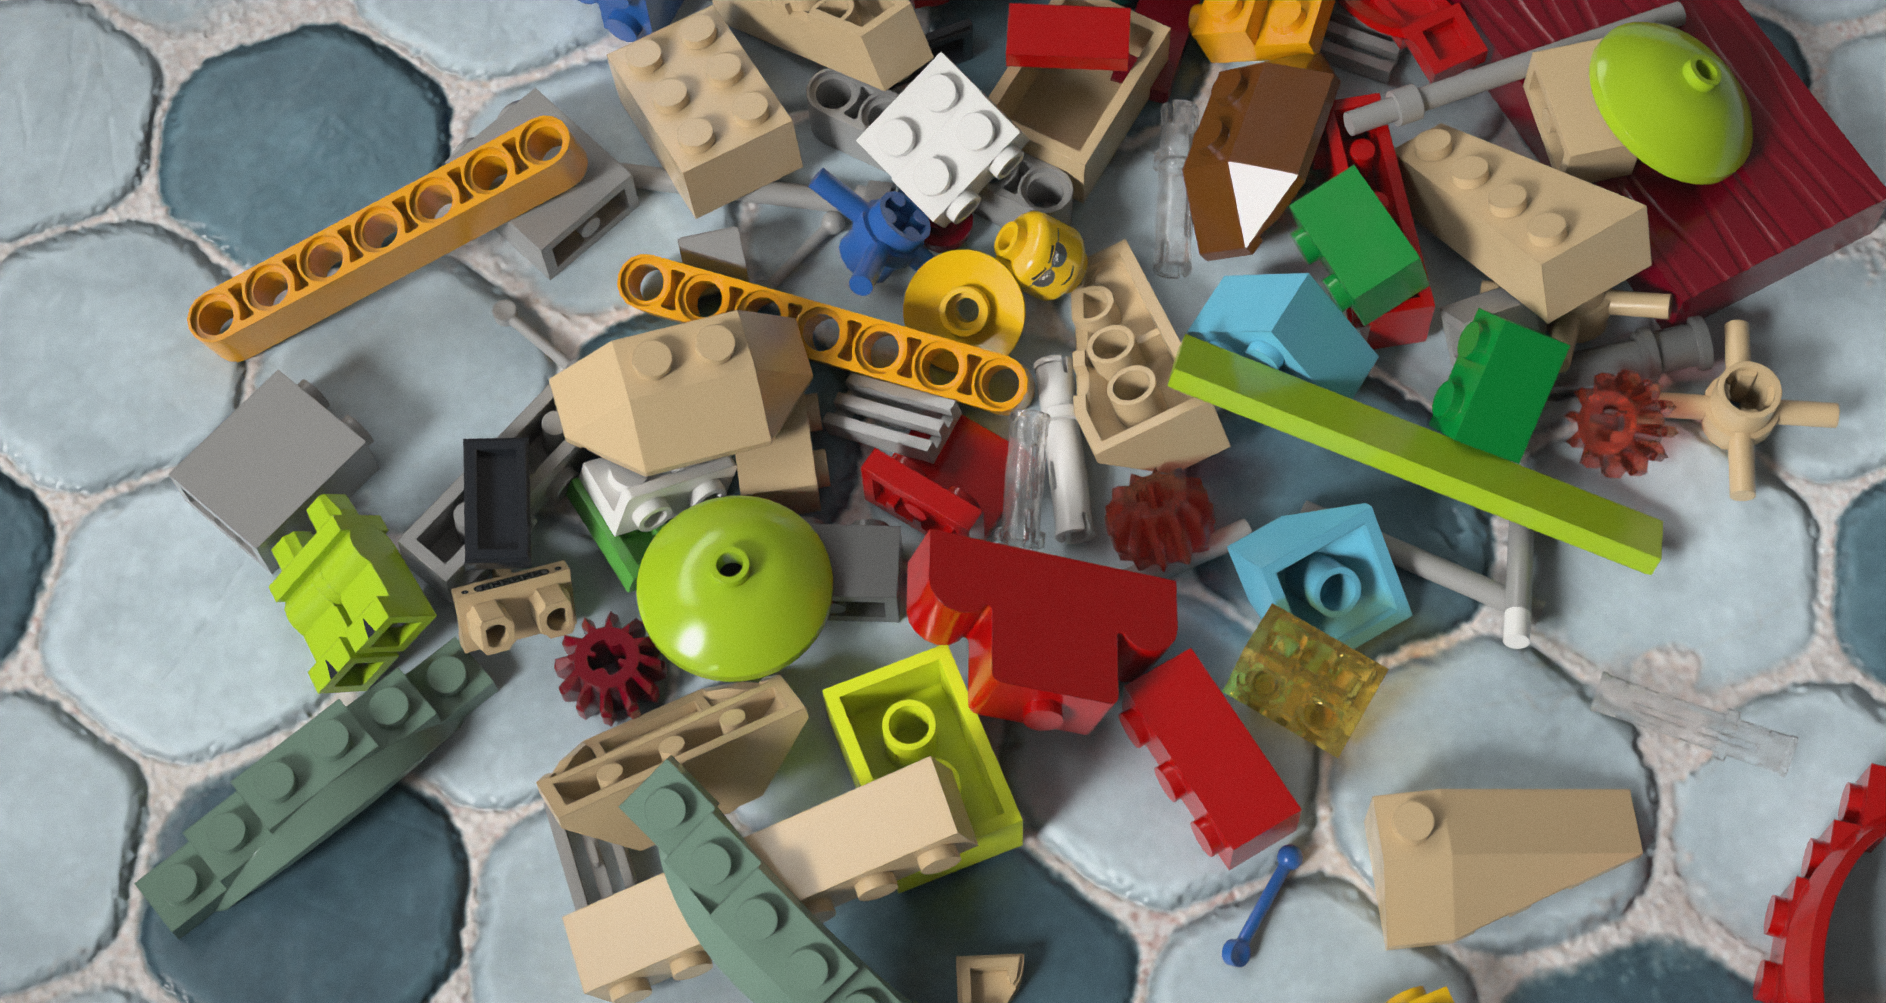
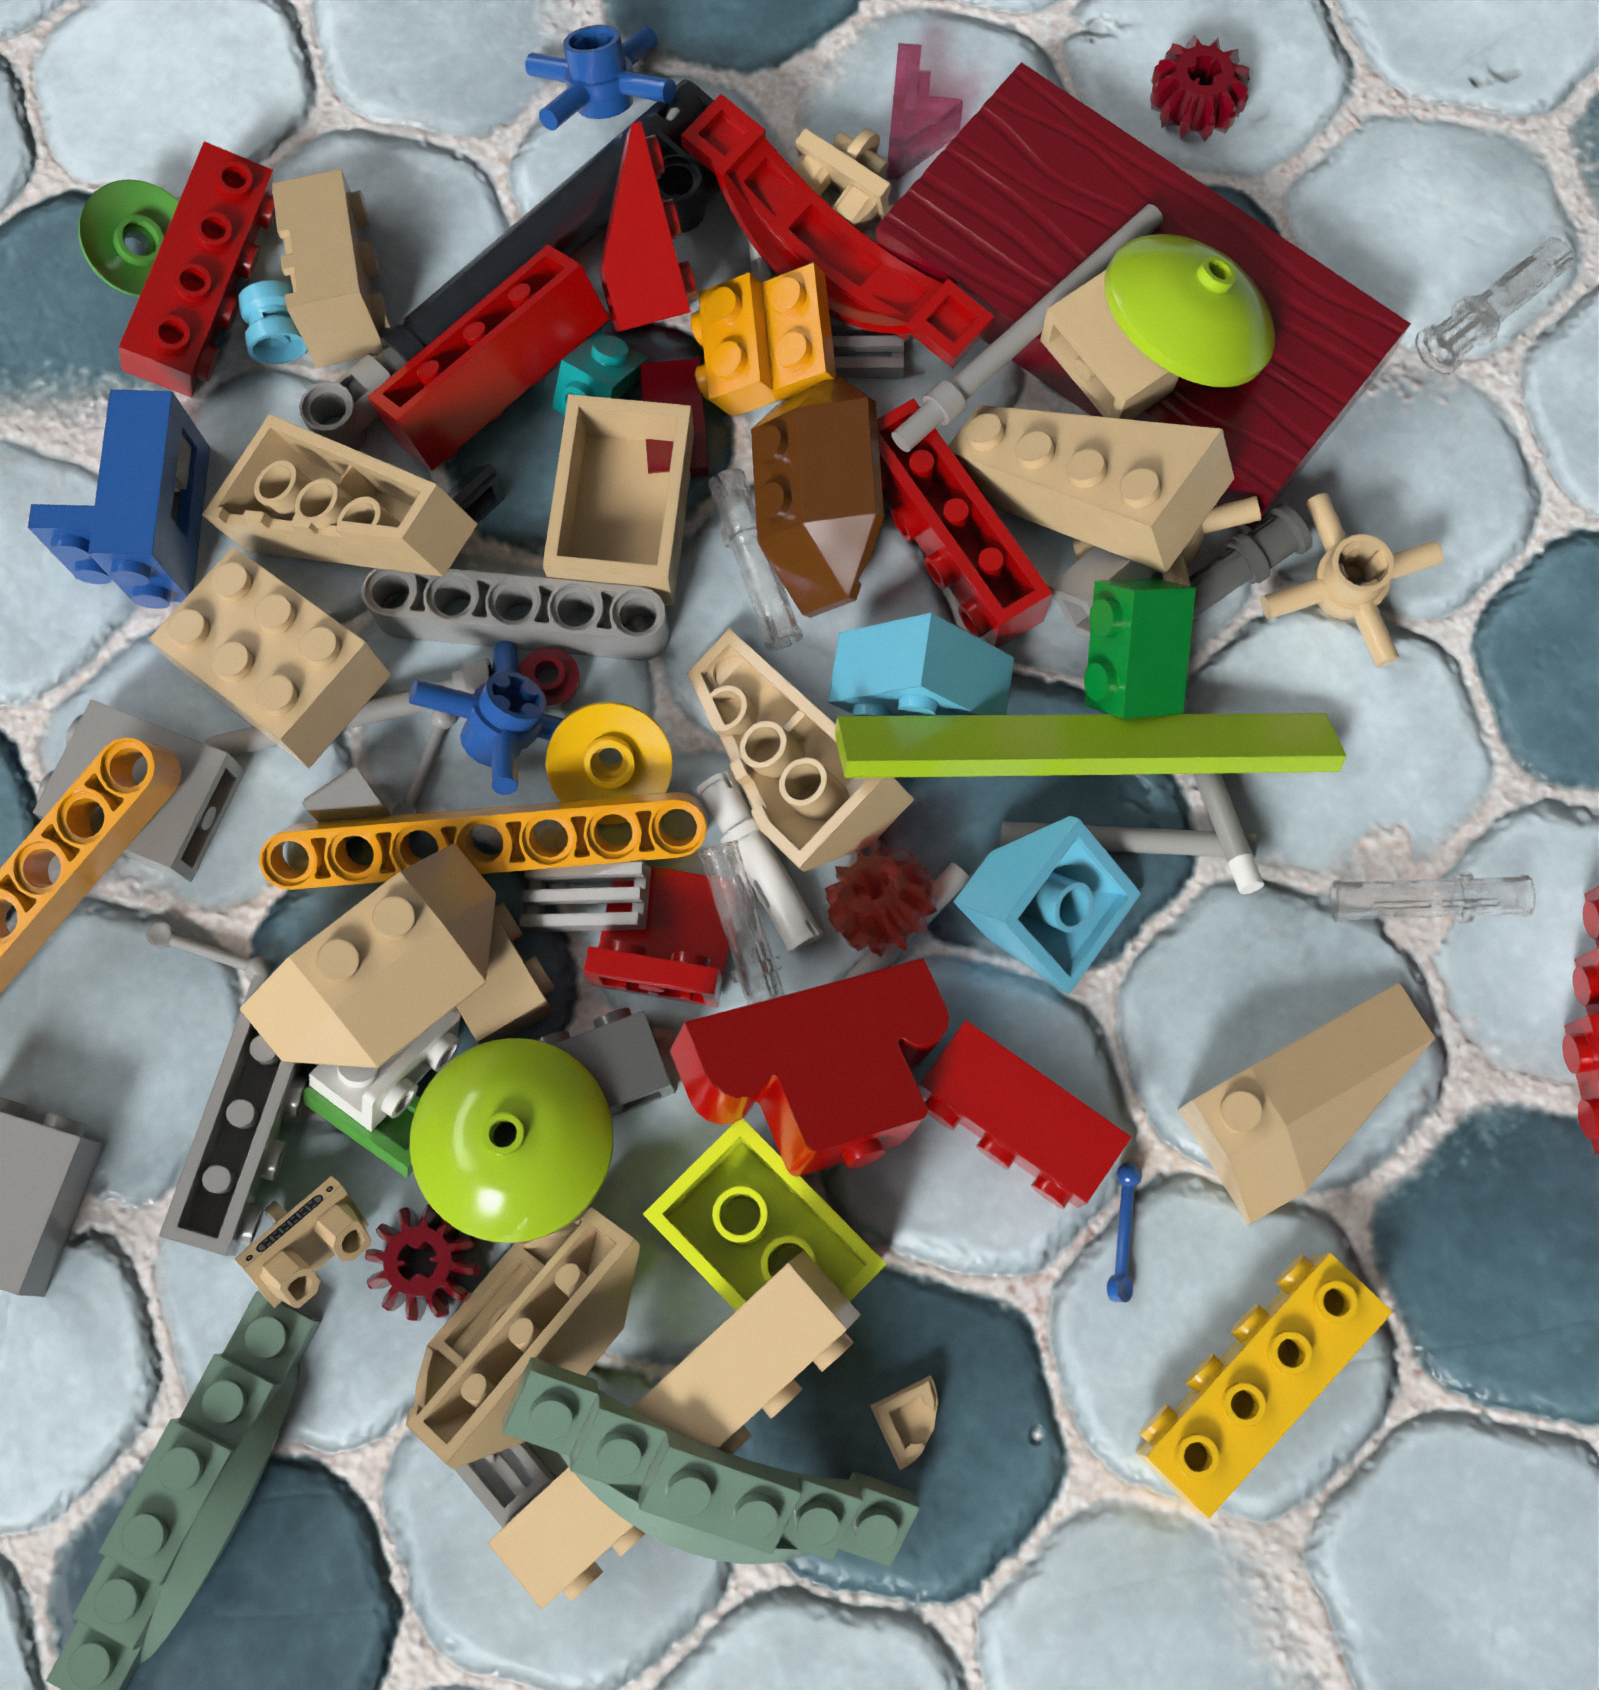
camera: 25 degrees left, 10 degrees up
(348, 595) = (130, 1301): lime hips -> none
(497, 503) = (242, 1157): black tile -> none
(944, 142) = (522, 605): white plate -> none
(1042, 254) = (660, 678): yellow head -> none
(1068, 37) = (598, 453): red tile -> none
(1304, 680) = (1081, 1005): clear yellow brick -> none
(1358, 246) = (963, 565): green brick -> none
(1643, 420) = (1273, 620): clear red gear -> none

